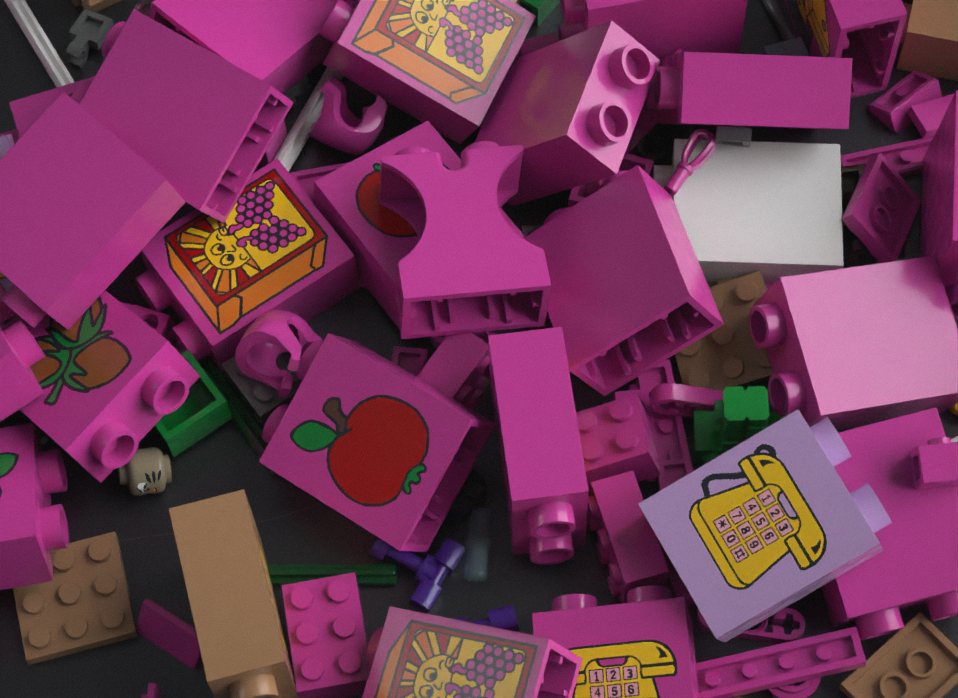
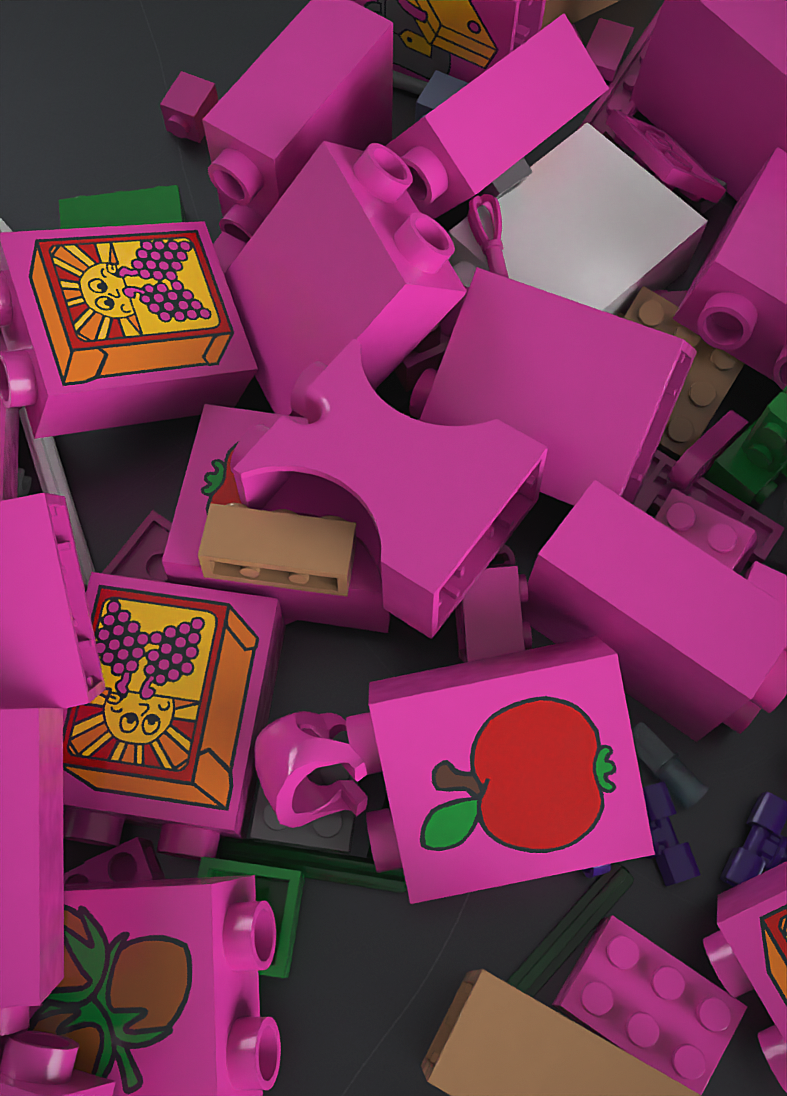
camera: 50 degrees left, 5 degrees up
(146, 472) = (294, 1017): dark tan head -> none
(341, 127) = (111, 490): dark pink piece -> none
(371, 222) = (278, 549): none -> medium nougat brick
(410, 358) = (414, 654): dark pink tile -> none

